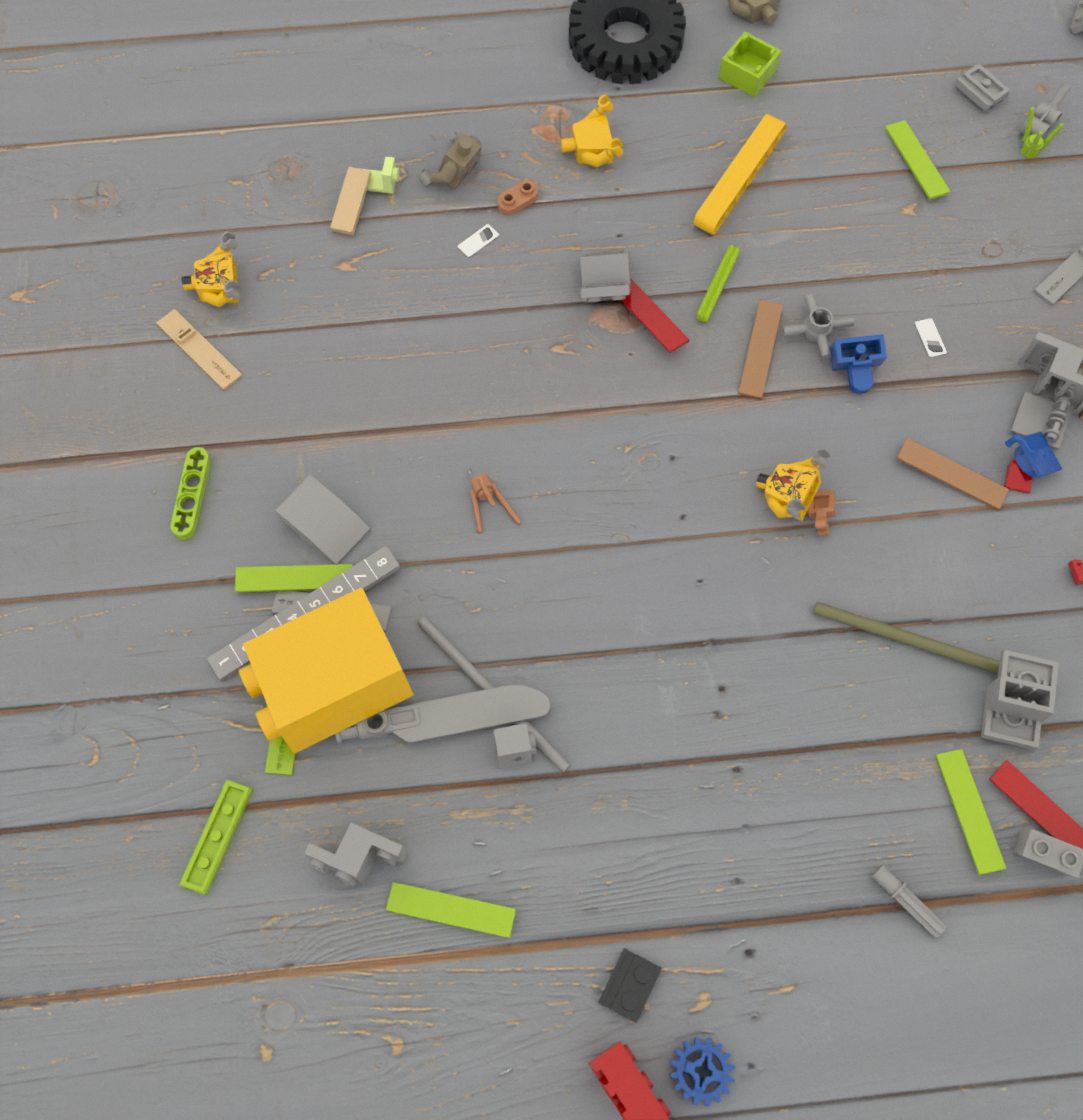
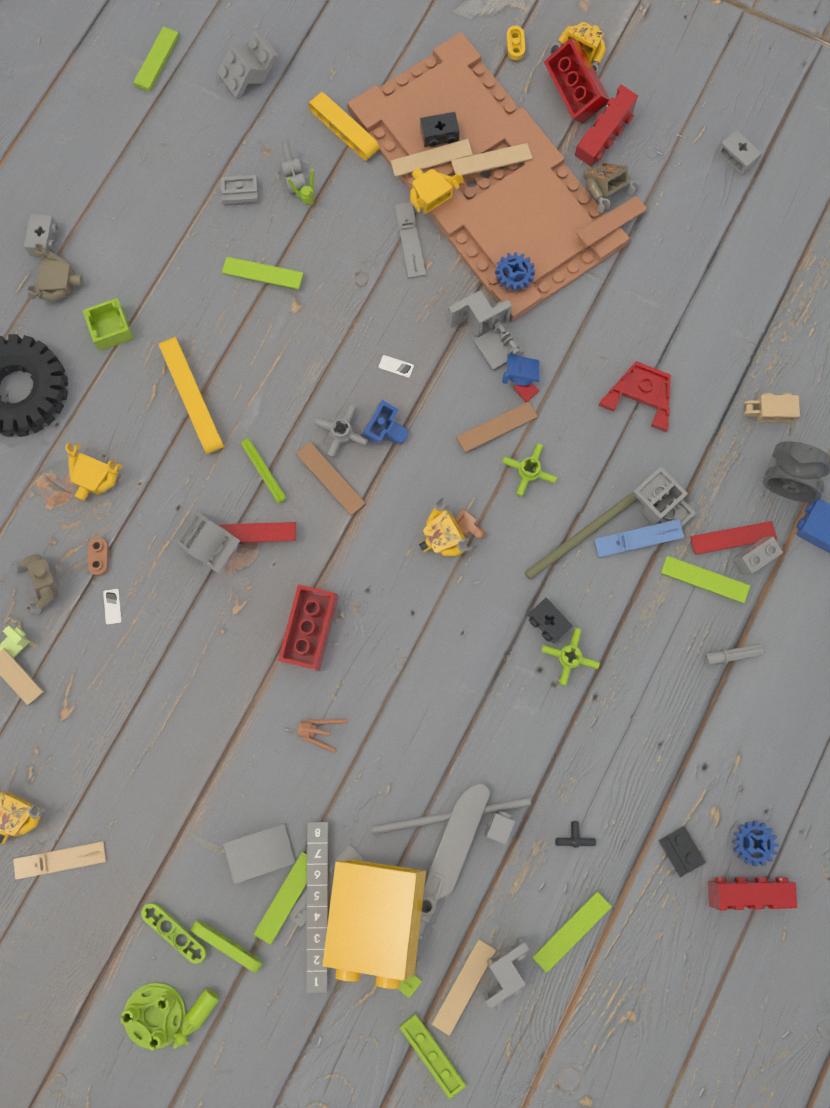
camera: 55 degrees left, 10 degrees up
(95, 526) = (154, 1015): none -> lime piece
(119, 565) = (196, 1016): none -> lime wheel
(207, 550) = (226, 946): none -> lime beam
(308, 823) = (463, 987): none -> tan piece
(557, 848) = (575, 841): none -> black piece
(589, 420) = (308, 627): none -> red brick
(756, 715) = (572, 648): none -> lime bar
(791, 648) = (558, 626): none -> black brick
(934, 534) = (528, 476): none -> lime bar
(956, 701) = (639, 538): none -> medium blue piece

